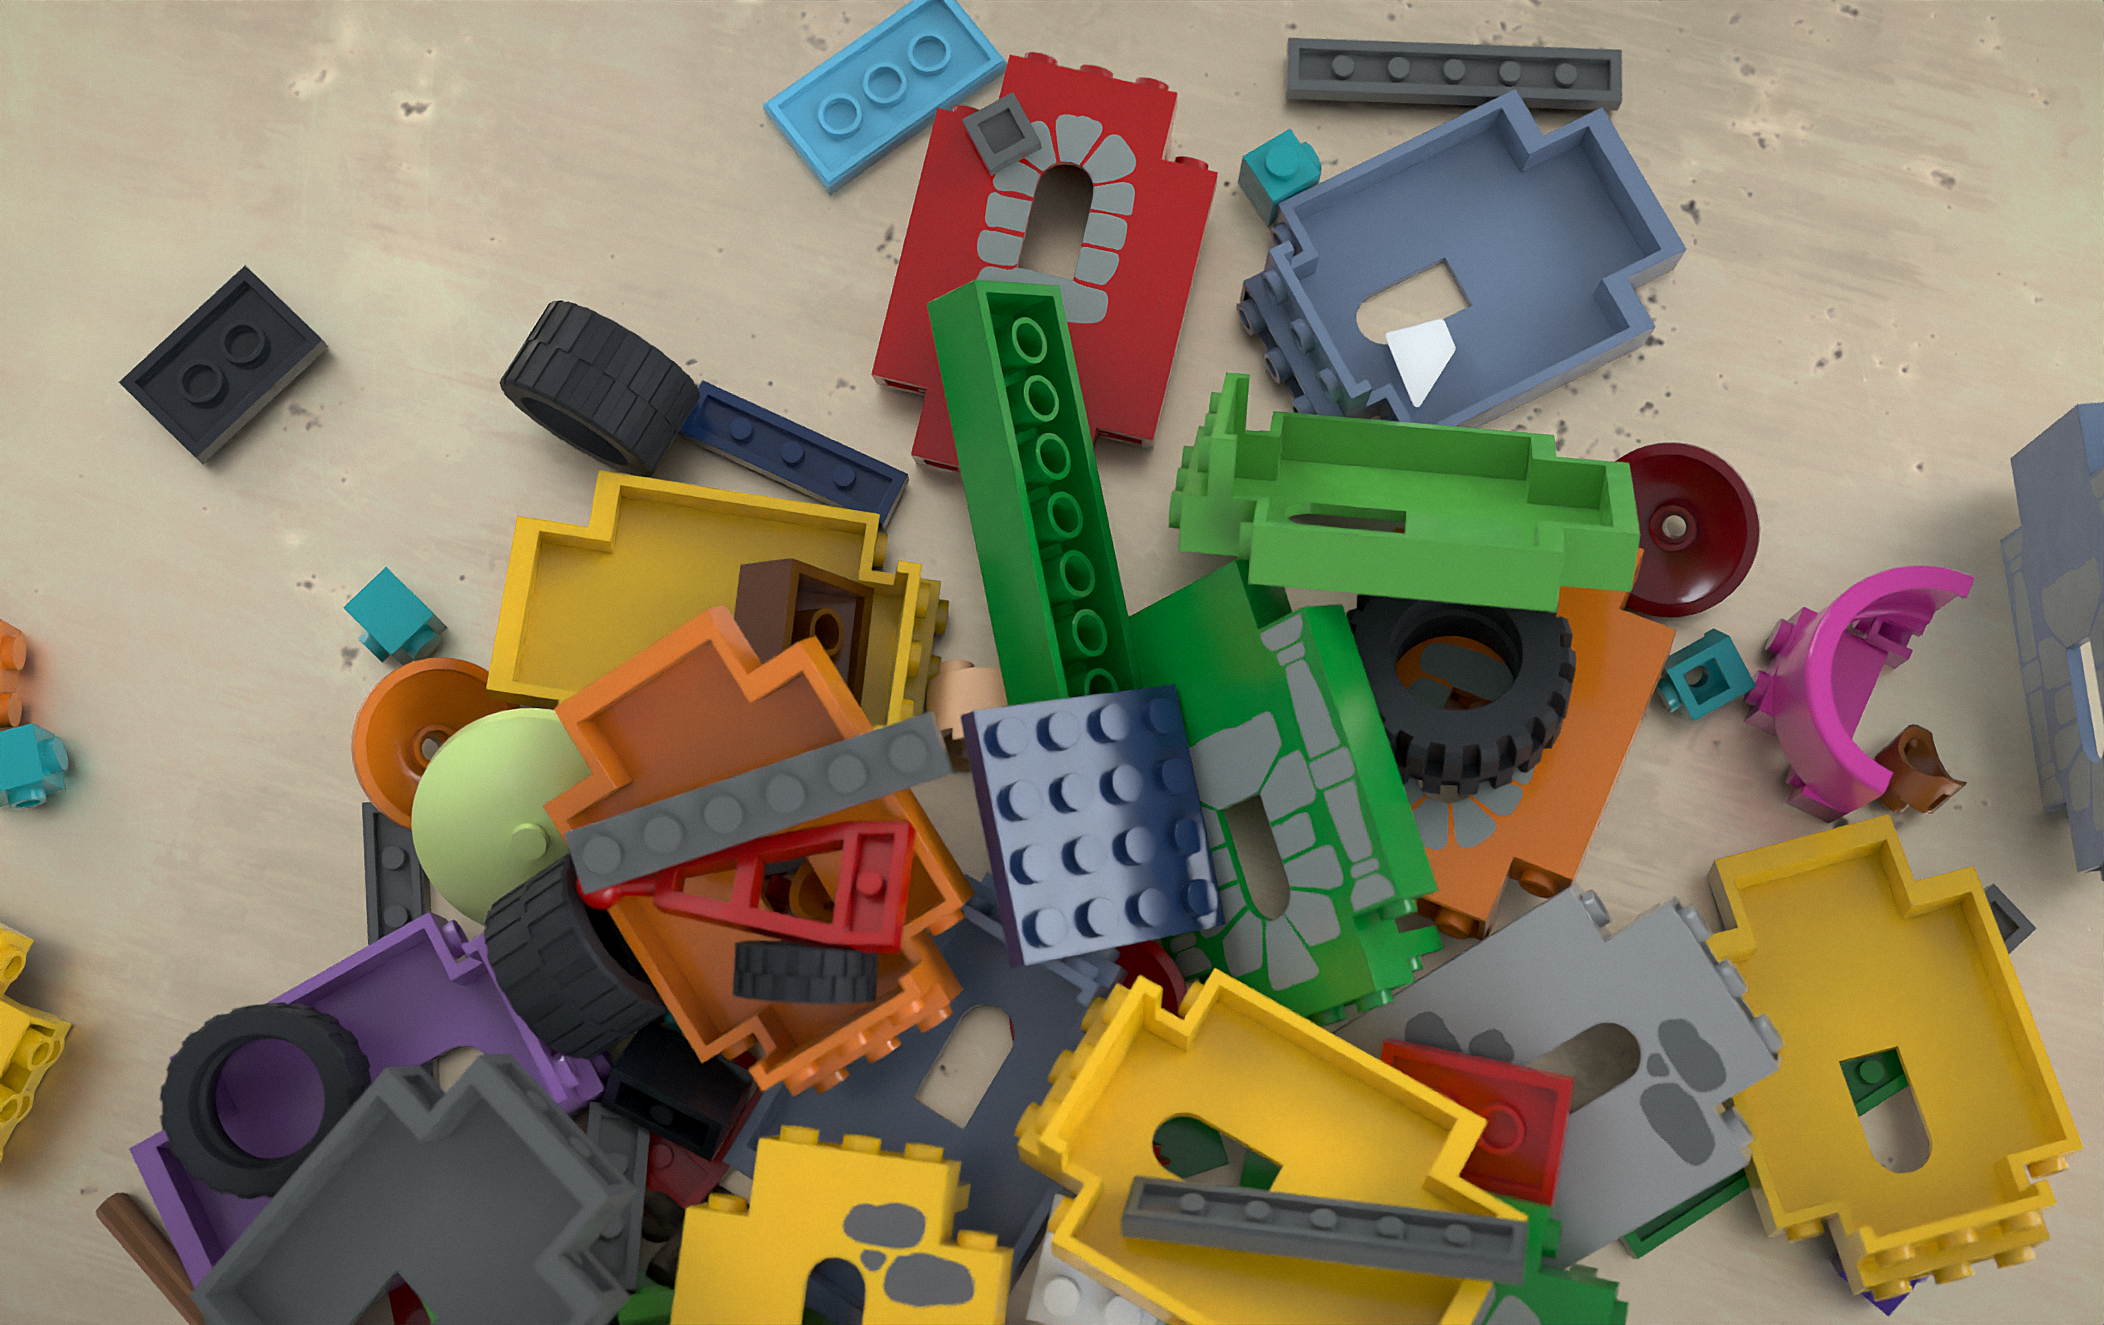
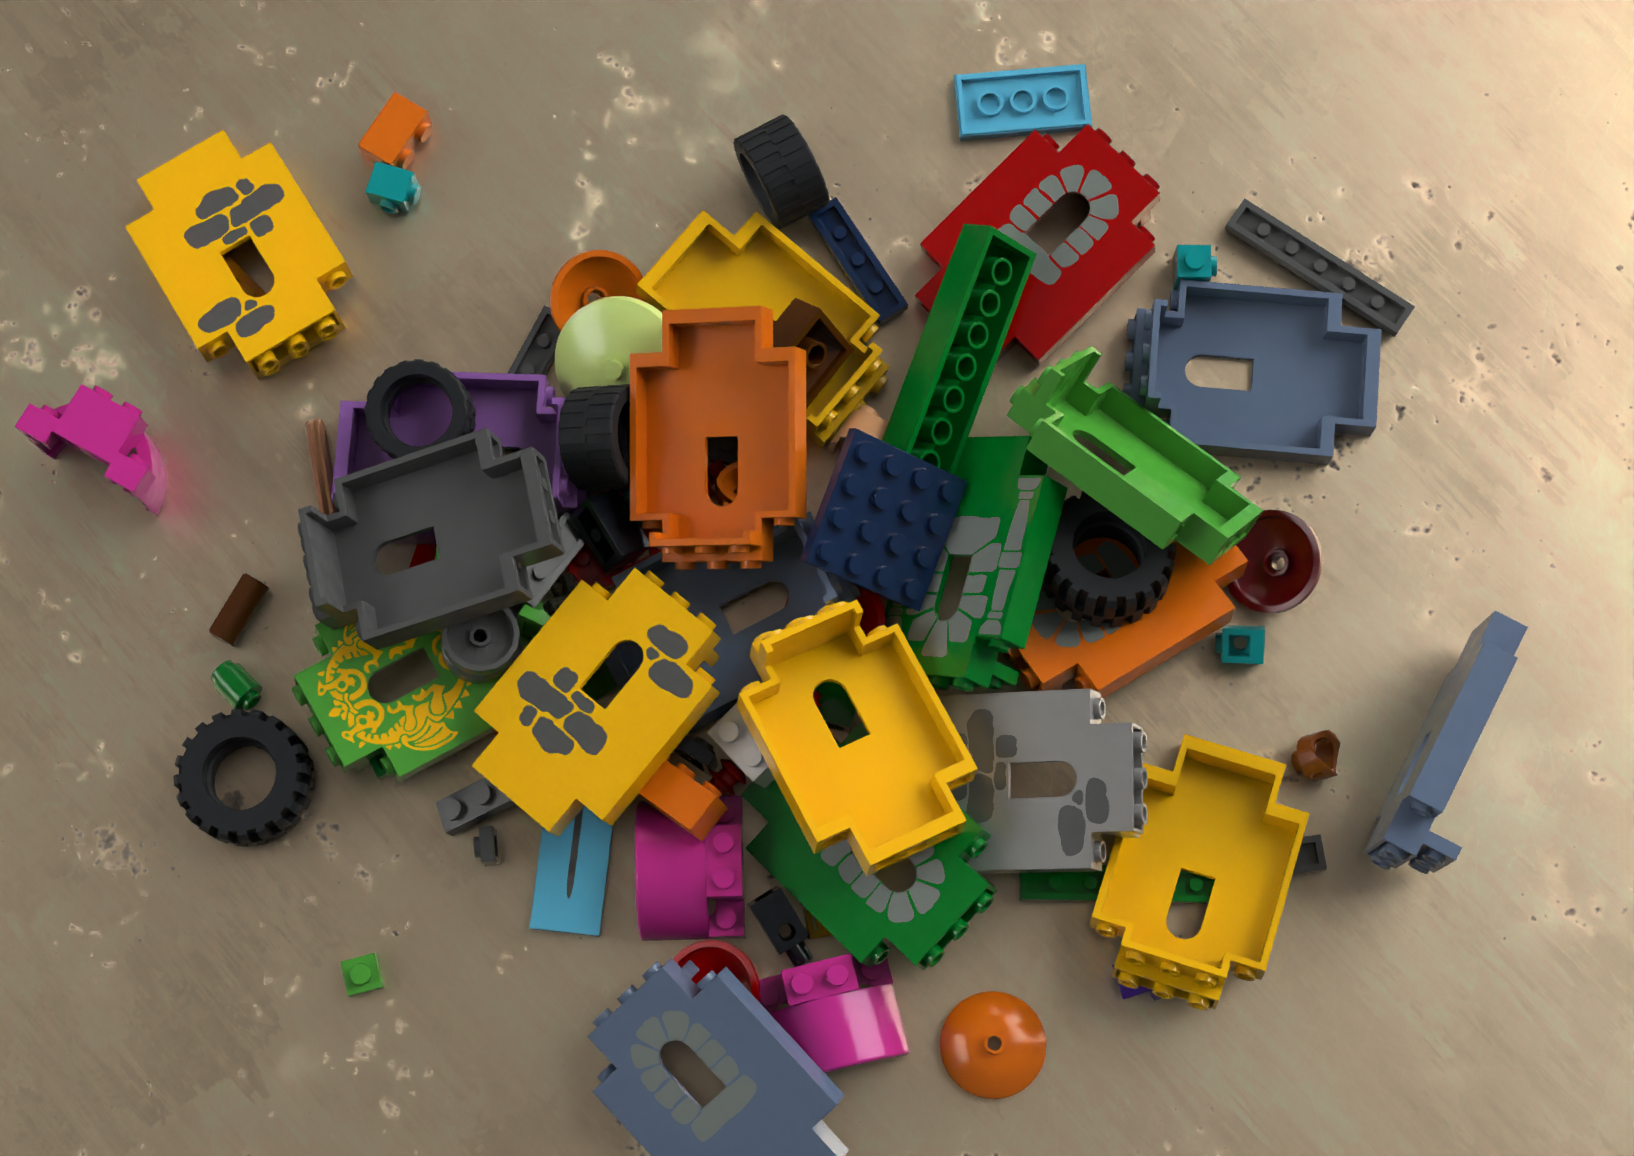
camera: 35 degrees right, 0 degrees up
(223, 364) = (607, 49): black plate -> none
(395, 620) = (613, 226): teal brick -> none
(759, 802) = (730, 410): dark grey plate -> none
(803, 973) = (703, 502): black tyre -> none
(868, 897) = (749, 488): red plate -> none
(1001, 133) = (1057, 161): dark grey plate -> none
(1326, 1229) = (868, 766): dark grey tile -> none
(1421, 355) = (1205, 400): white sticker -> none
(1523, 1111) = (998, 781): red plate -> none
(1827, 674) = (1306, 680): dark pink piece -> none

